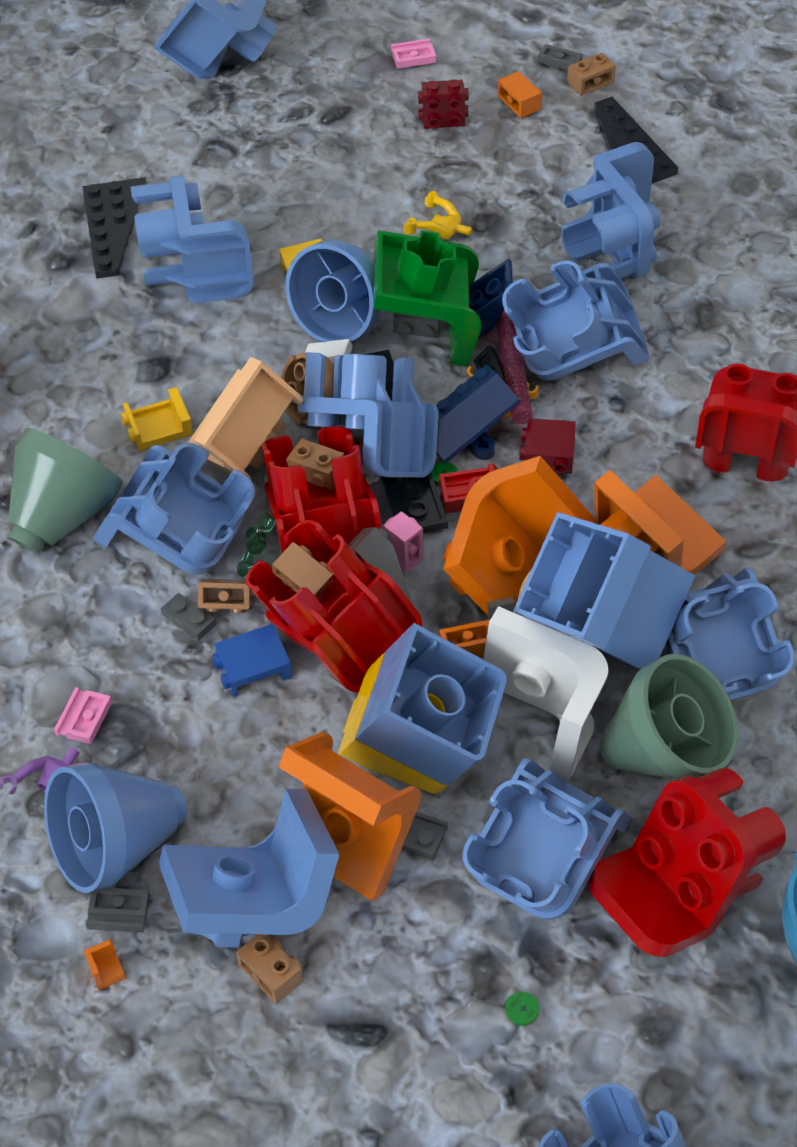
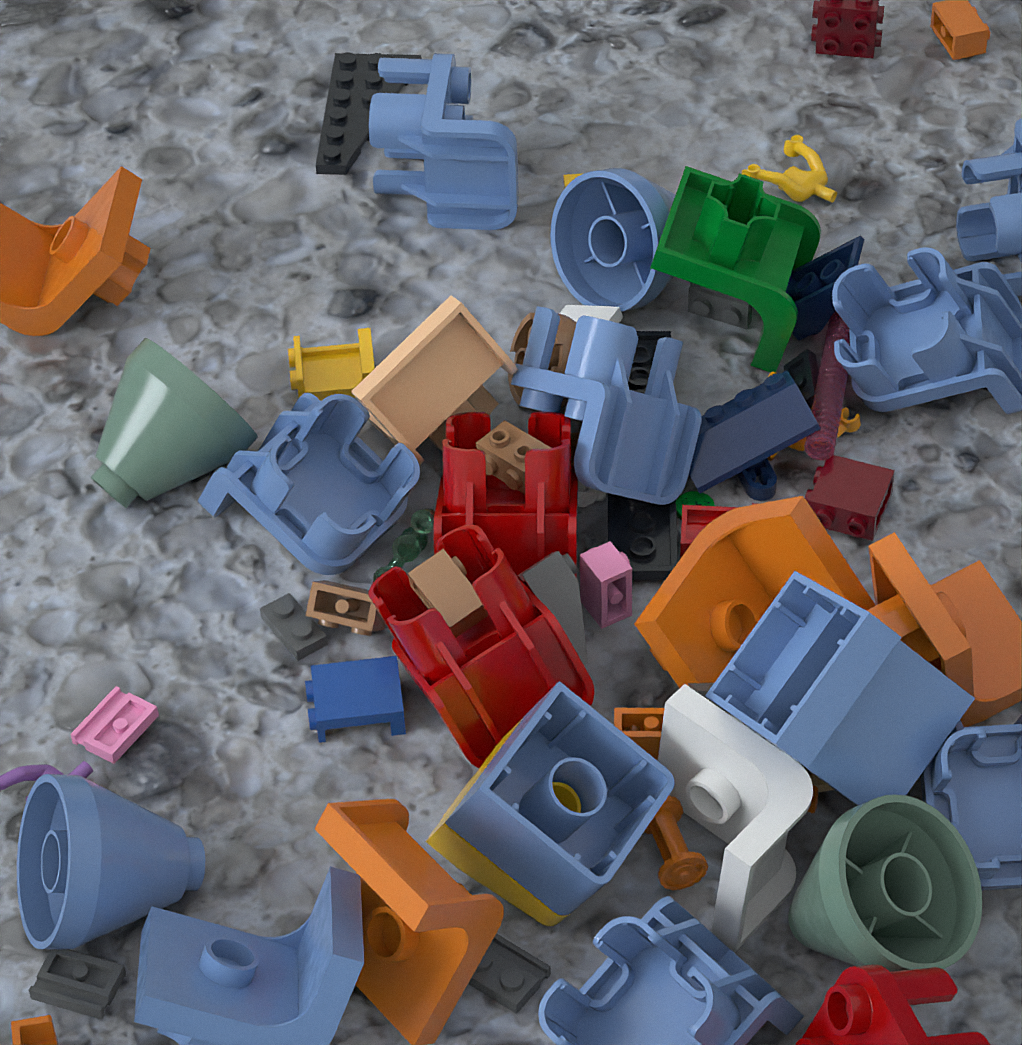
camera: 15 degrees right, 5 degrees down
(515, 732) = (680, 866): none -> orange hose

